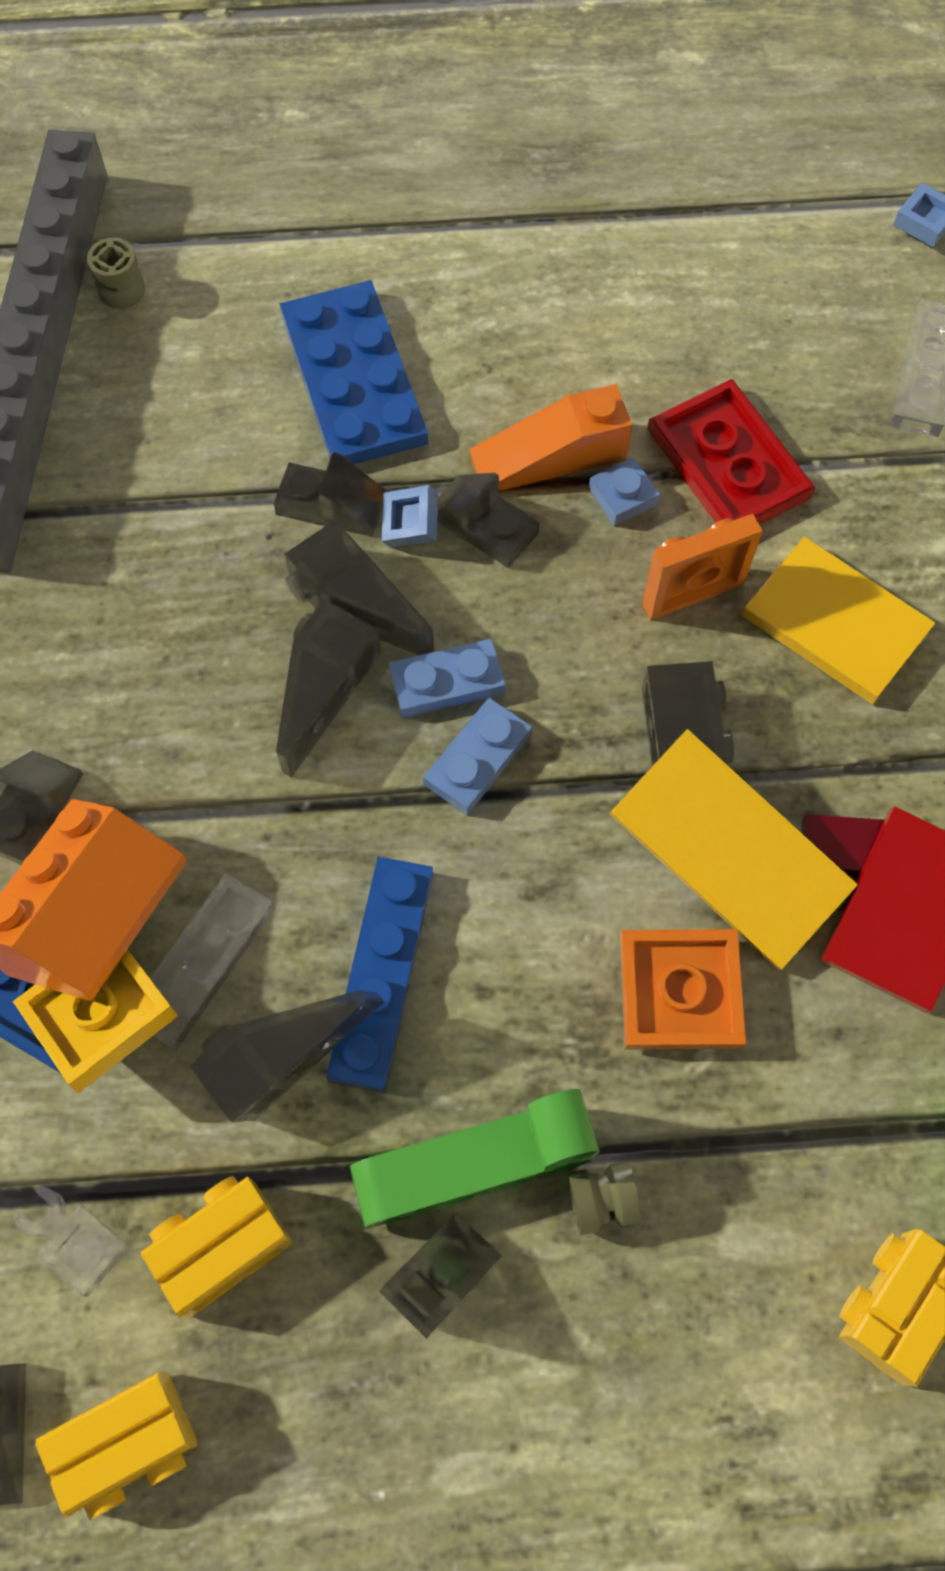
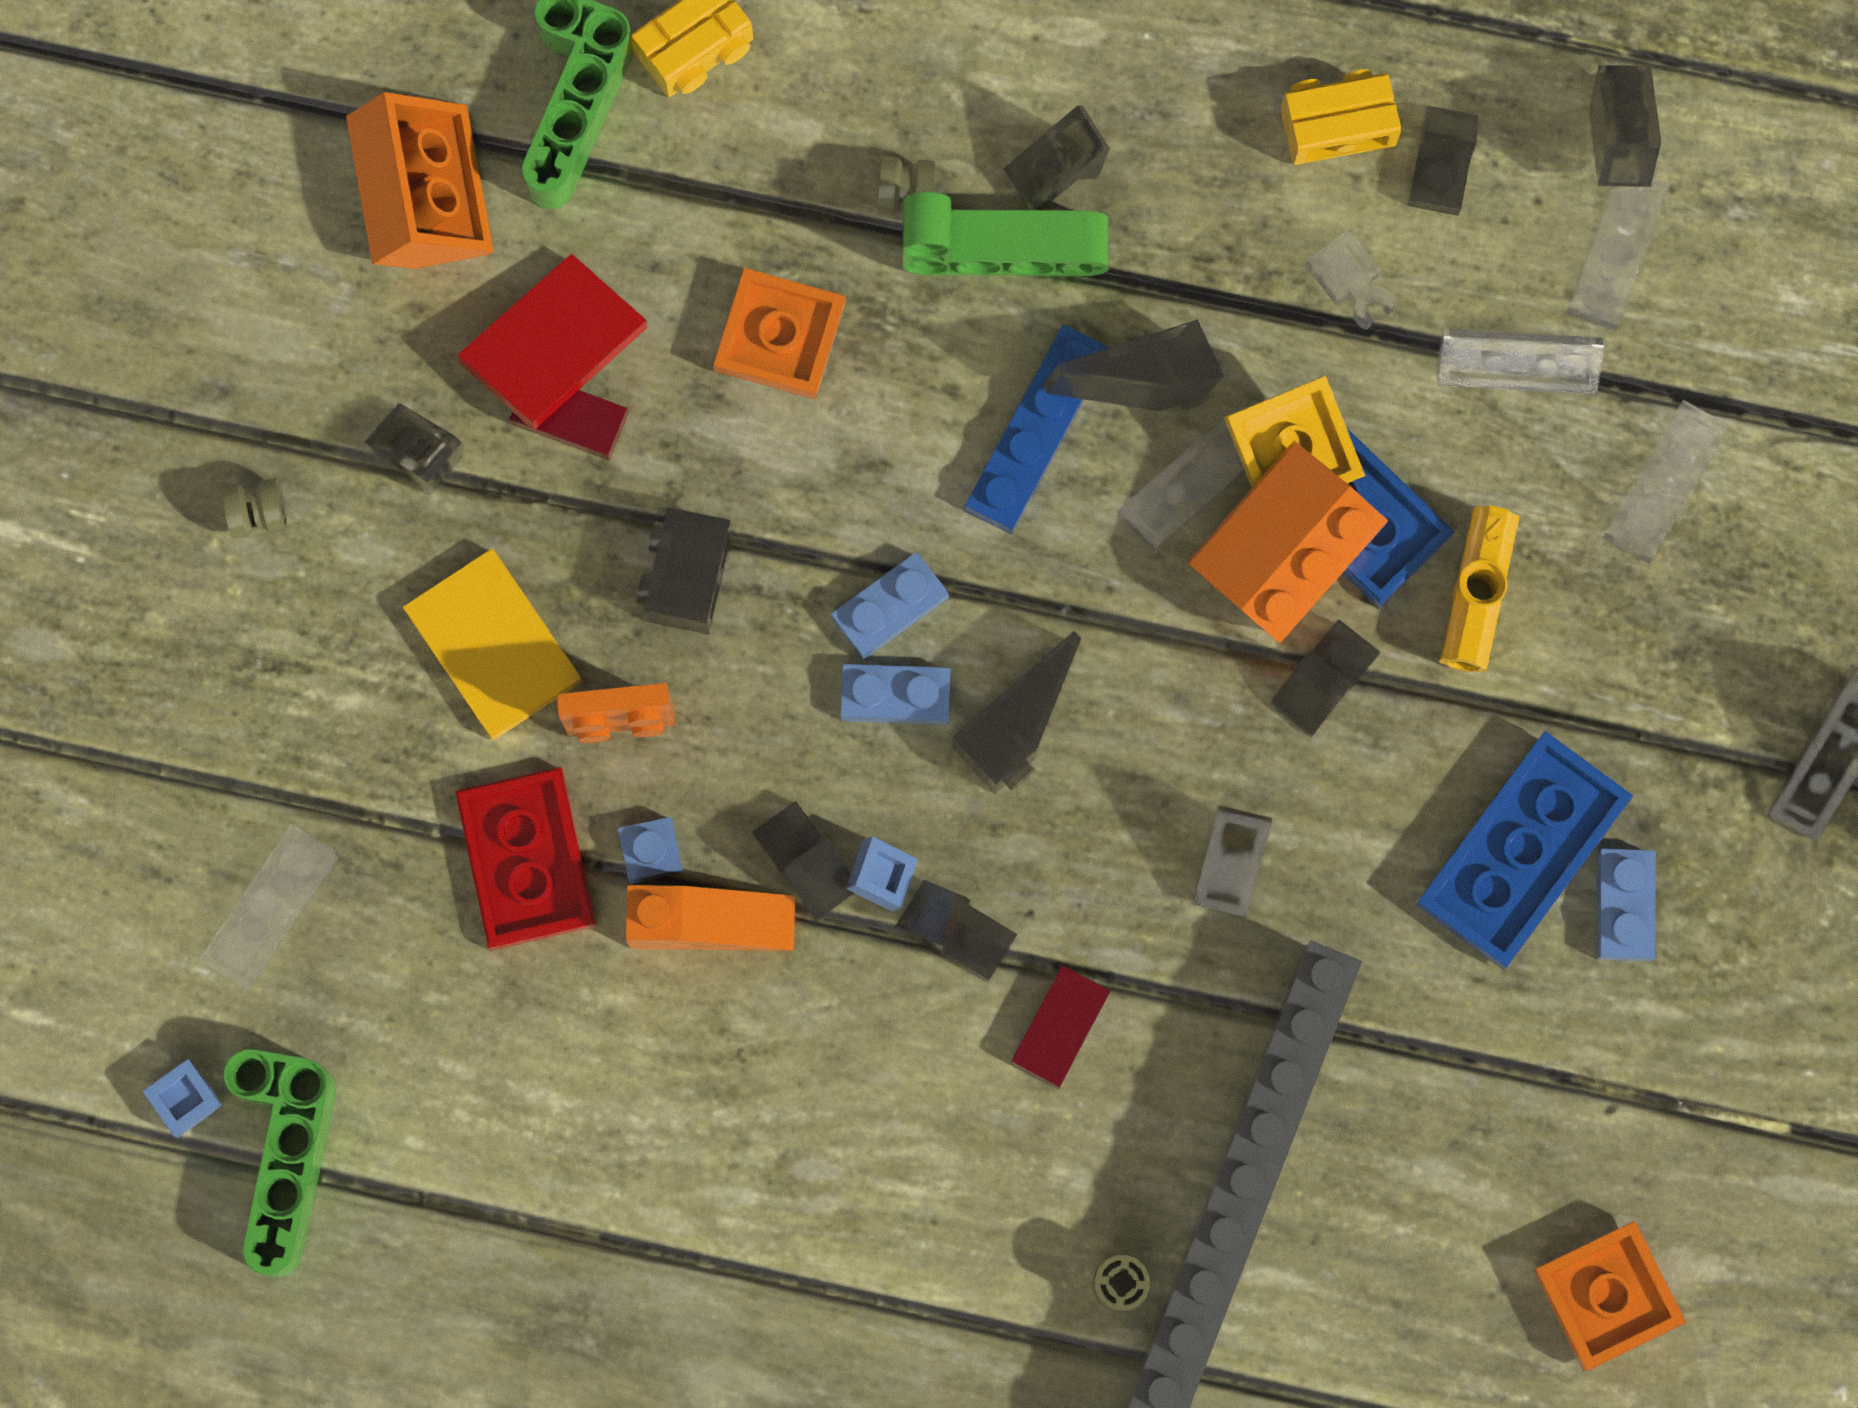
camera: 165 degrees left, 10 degrees up
(82, 611) = (1232, 860): none -> clear smoke slope
(214, 1247) = (1233, 238): yellow brick -> none
(216, 449) = (1060, 1027): none -> dark red tile
(339, 571) = (965, 808): clear smoke slope -> none
(353, 373) = (890, 1083): blue plate -> none
(733, 849) = (692, 432): yellow tile -> none
(833, 230) = (276, 1164): none -> bright green beam

